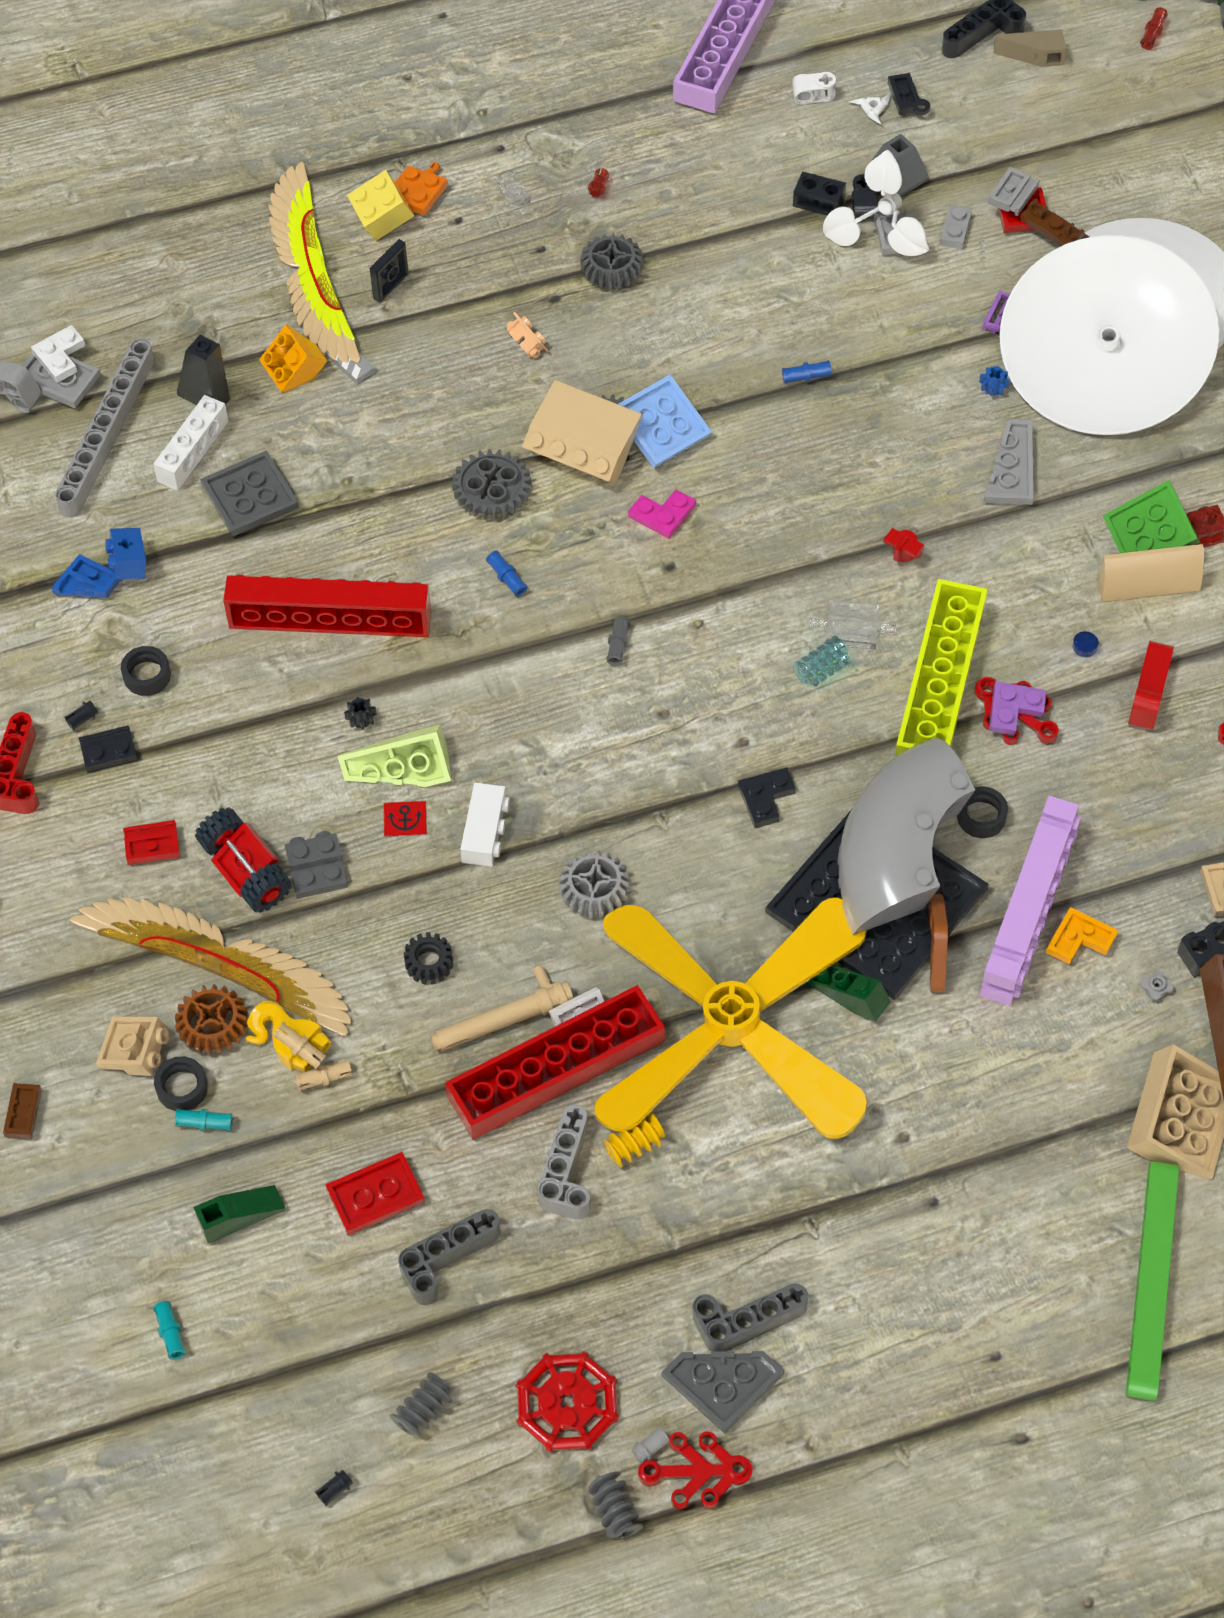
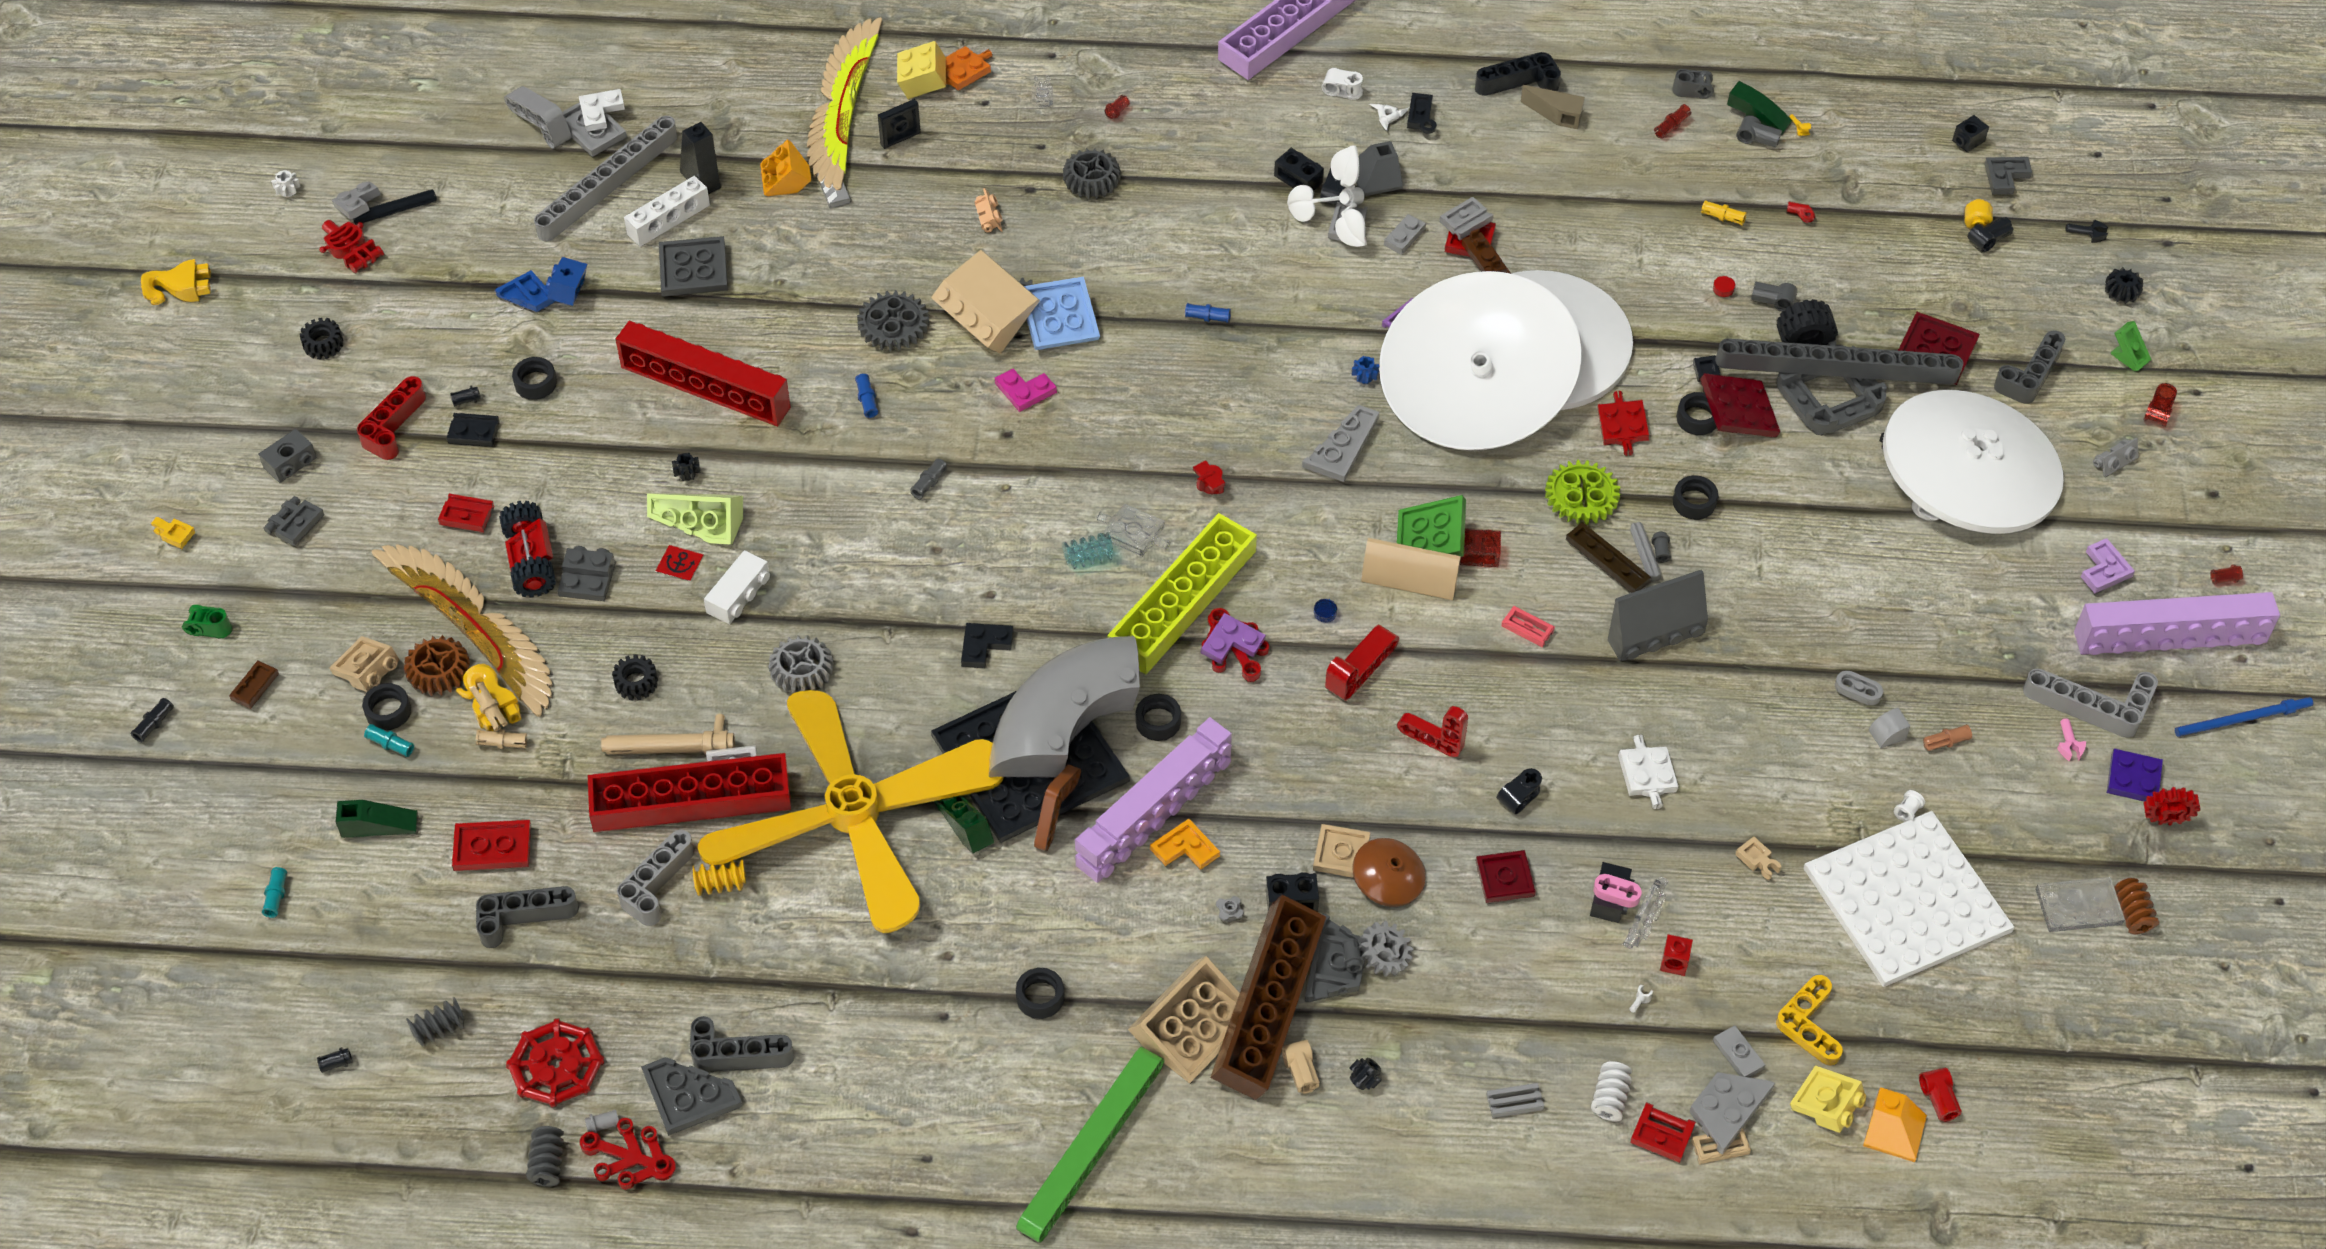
camera: 20 degrees right, 5 degrees down
(1025, 1123) = (1040, 975): none -> black tyre

